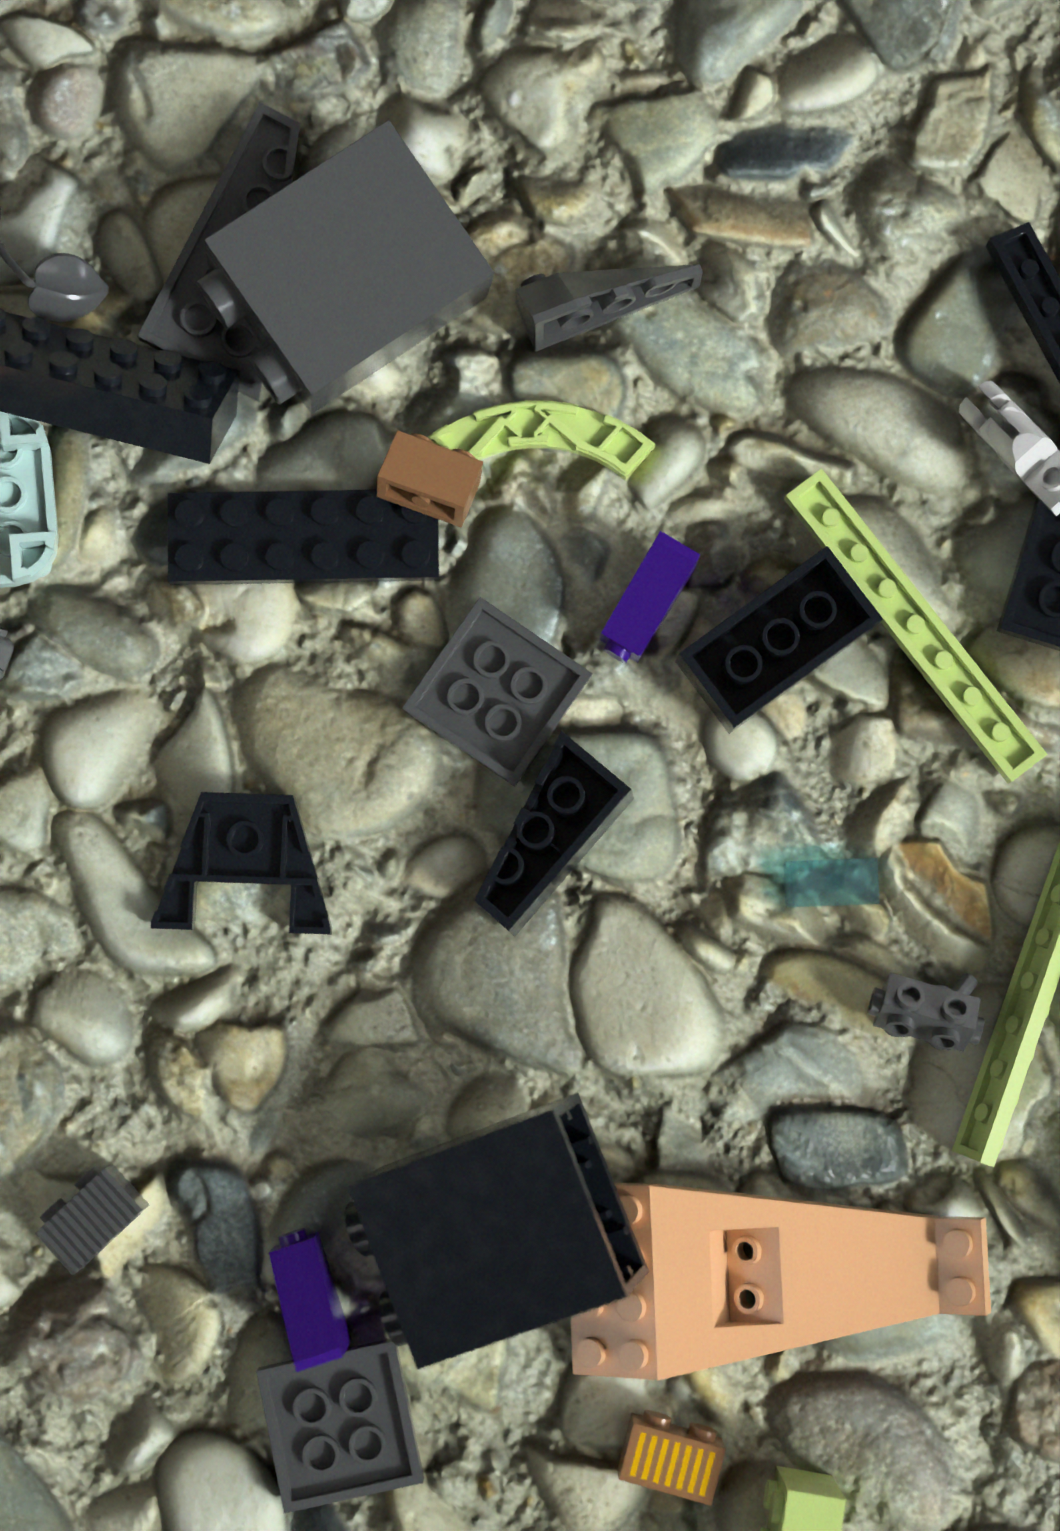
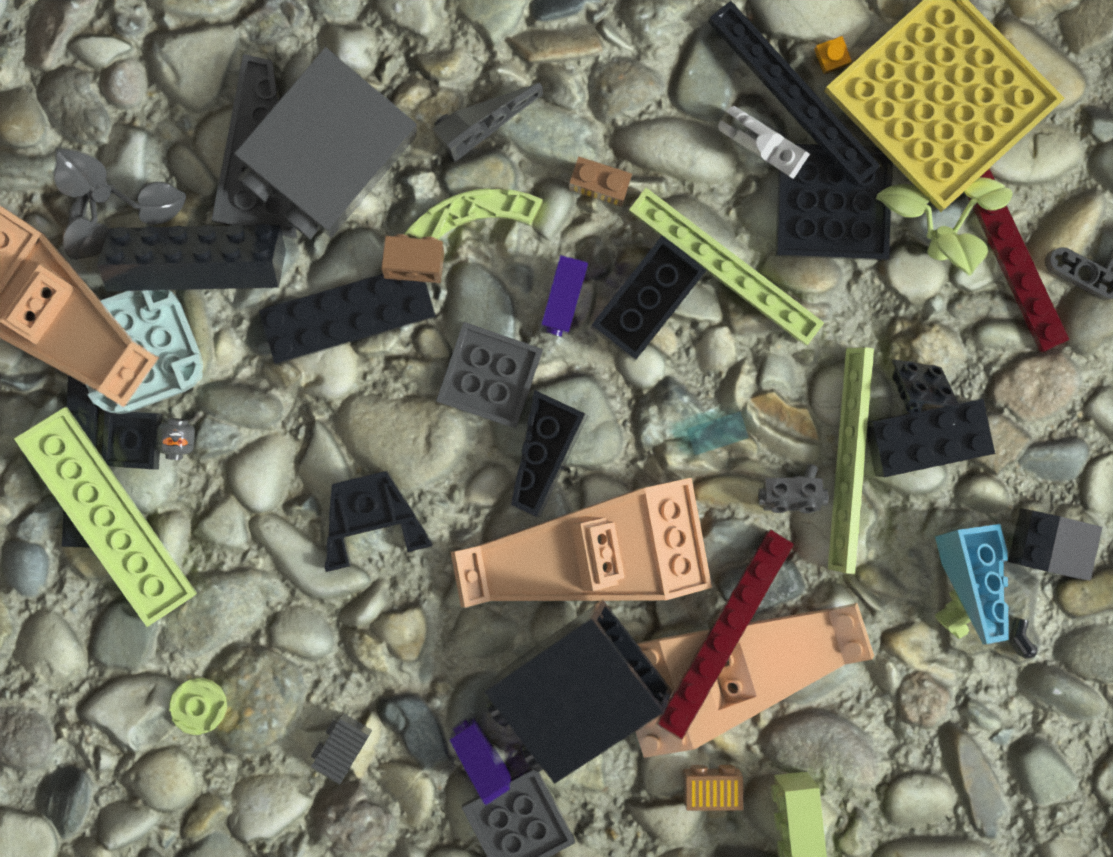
camera: 15 degrees left, 5 degrees up
(672, 1026) = (647, 542): none -> light nougat wing
(752, 440) = (600, 181): none -> medium nougat brick
(756, 1207) = (724, 634): none -> dark red plate

